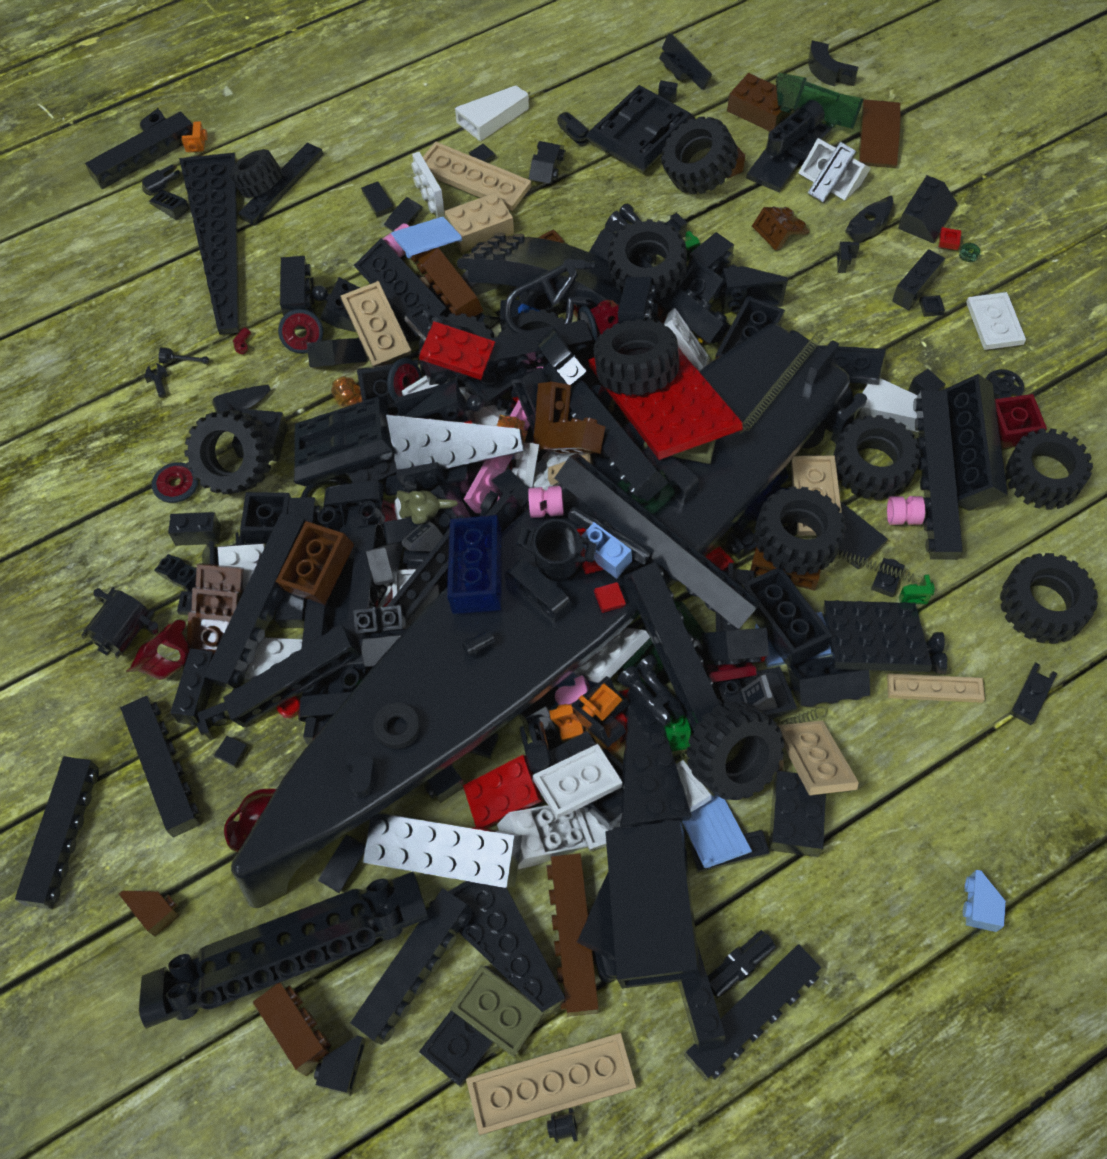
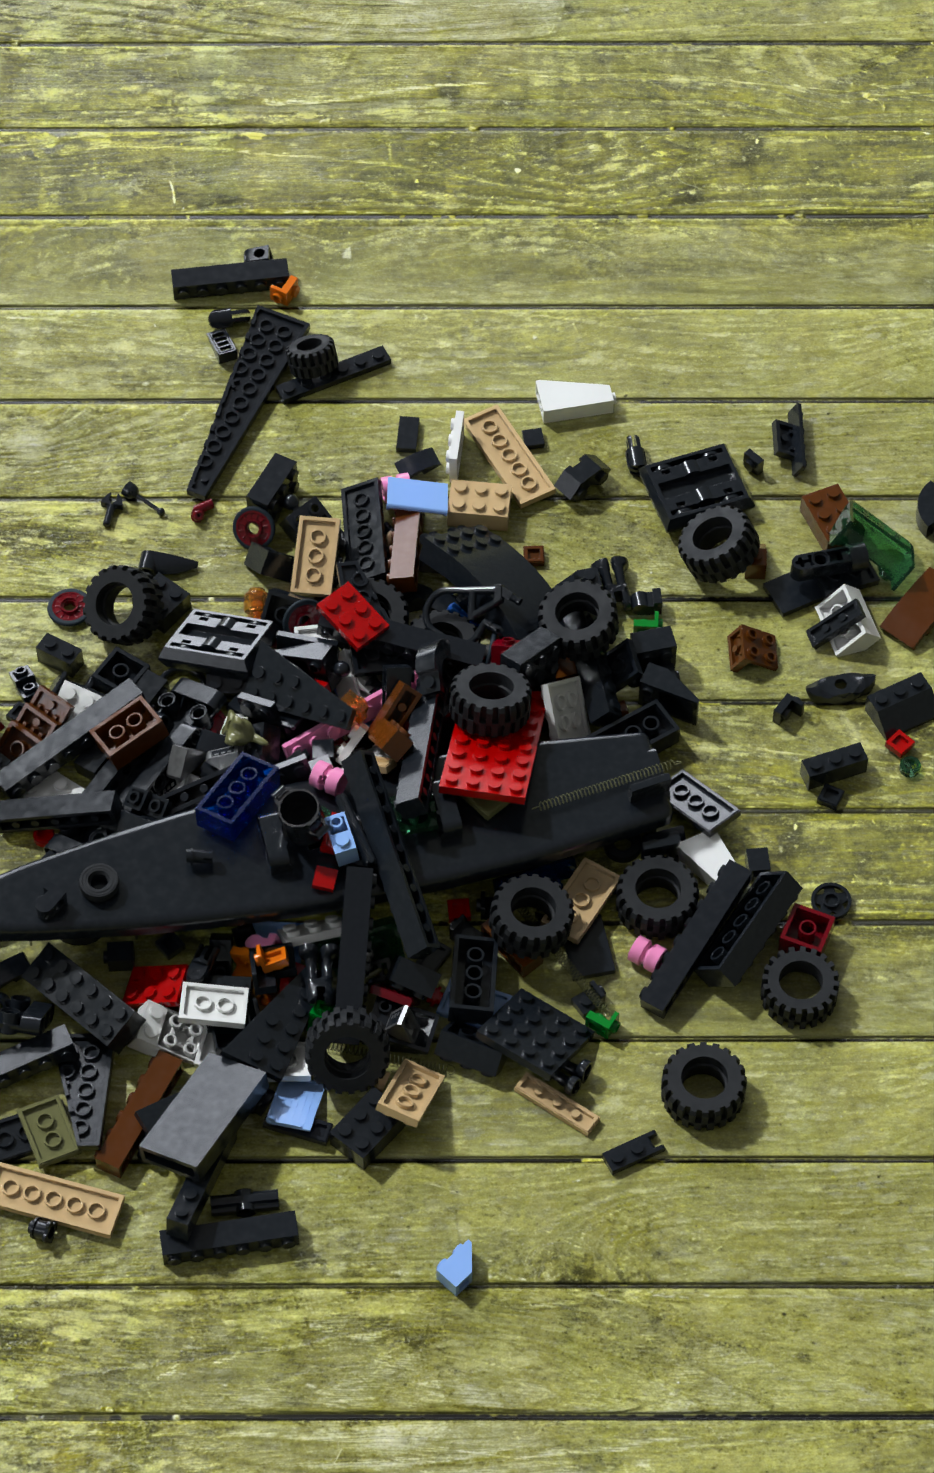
camera: 30 degrees right, 5 degrees down
(995, 321) = (874, 840): white plate -> none

